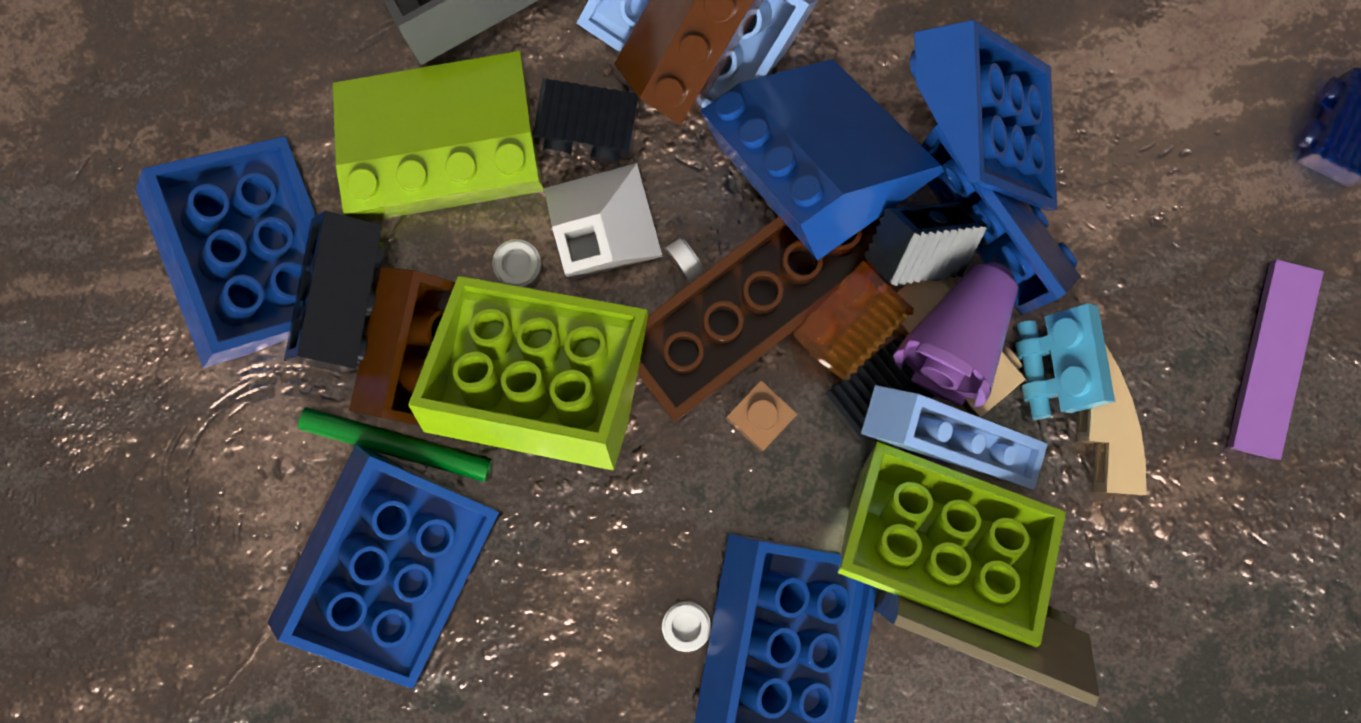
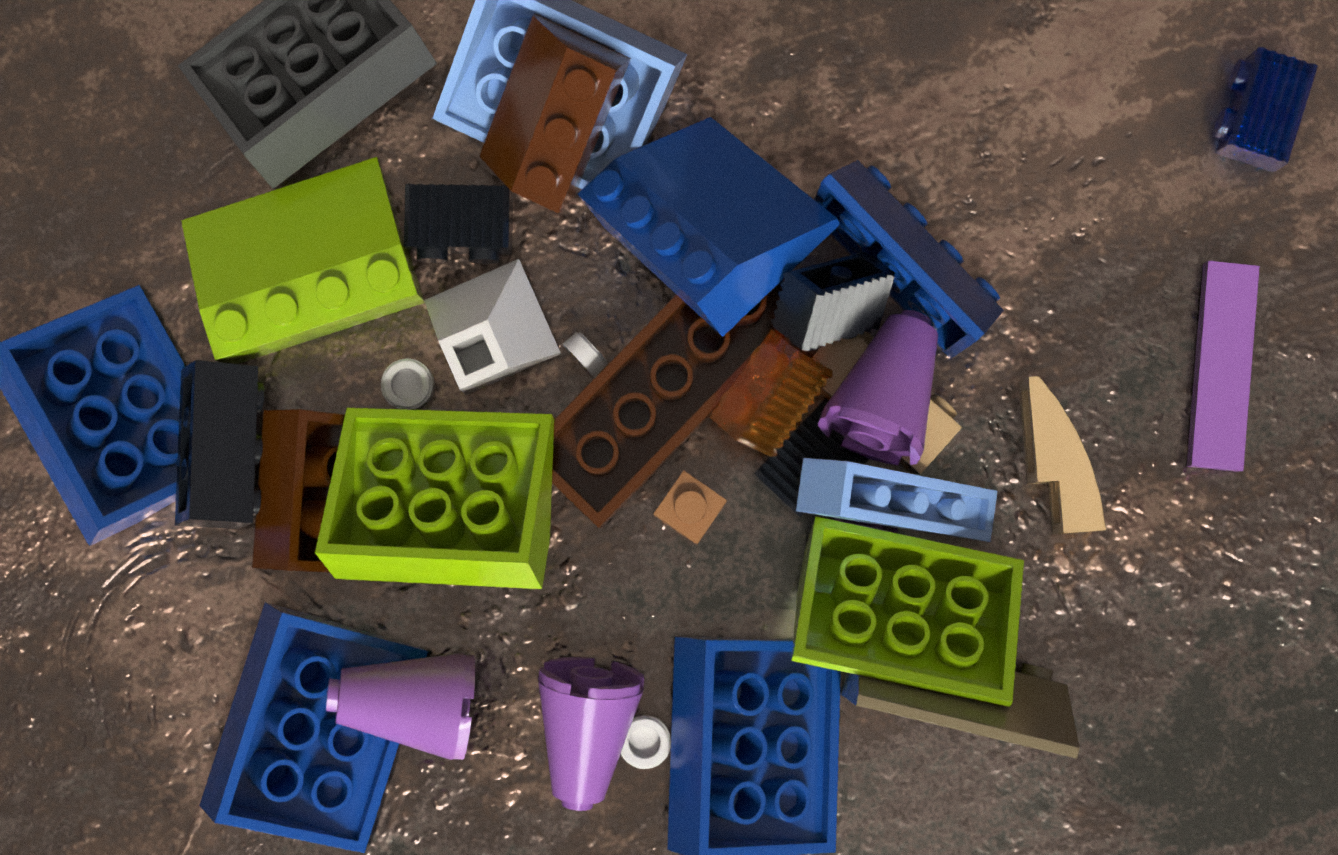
camera: 15 degrees left, 0 degrees up
(395, 444) = (306, 596): green piece -> none
(475, 556) = (409, 702): none -> medium lavender cone
(635, 602) = (586, 725): none -> medium lavender cone
(990, 108) = (881, 152): blue slope -> none
(1078, 362) = (1013, 397): medium azure plate -> none

